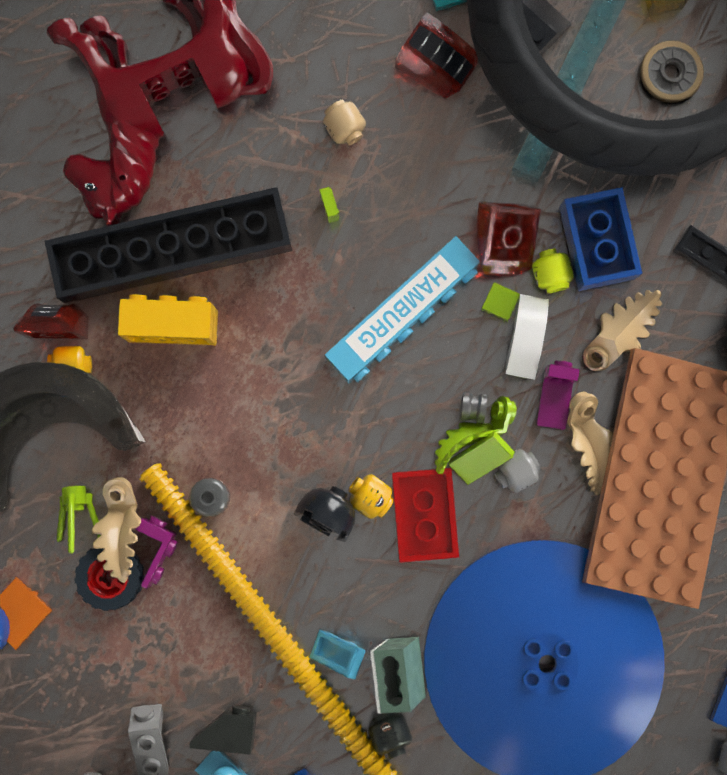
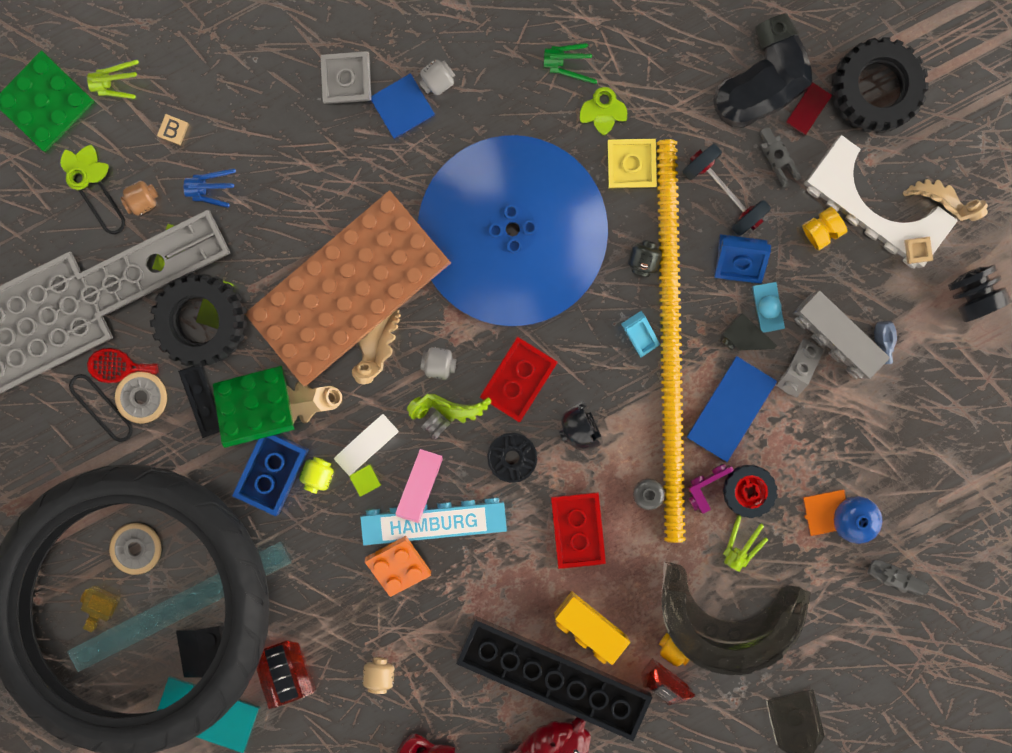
camera: 140 degrees left, 5 degrees up
(117, 528) = (722, 519): tan plant -> none
(189, 646) = (731, 409): none -> blue tile
(253, 409) = (578, 530): none -> red plate
(329, 204) = (429, 628): lime tile -> none
(370, 496) = (544, 417): yellow head -> none
(373, 413) = (518, 471): none -> black wheel
(398, 675) = (611, 293): sand green piece -> none
(406, 241) = (397, 566): none -> orange plate
(444, 334) = (419, 486): none -> bright pink tile
(481, 458) = (455, 389): lime tile -> none
(506, 237) = (330, 520): clear red slope -> none
(556, 394) = (376, 392): magenta bracket -> none
(667, 290) = (253, 406): none -> green plate

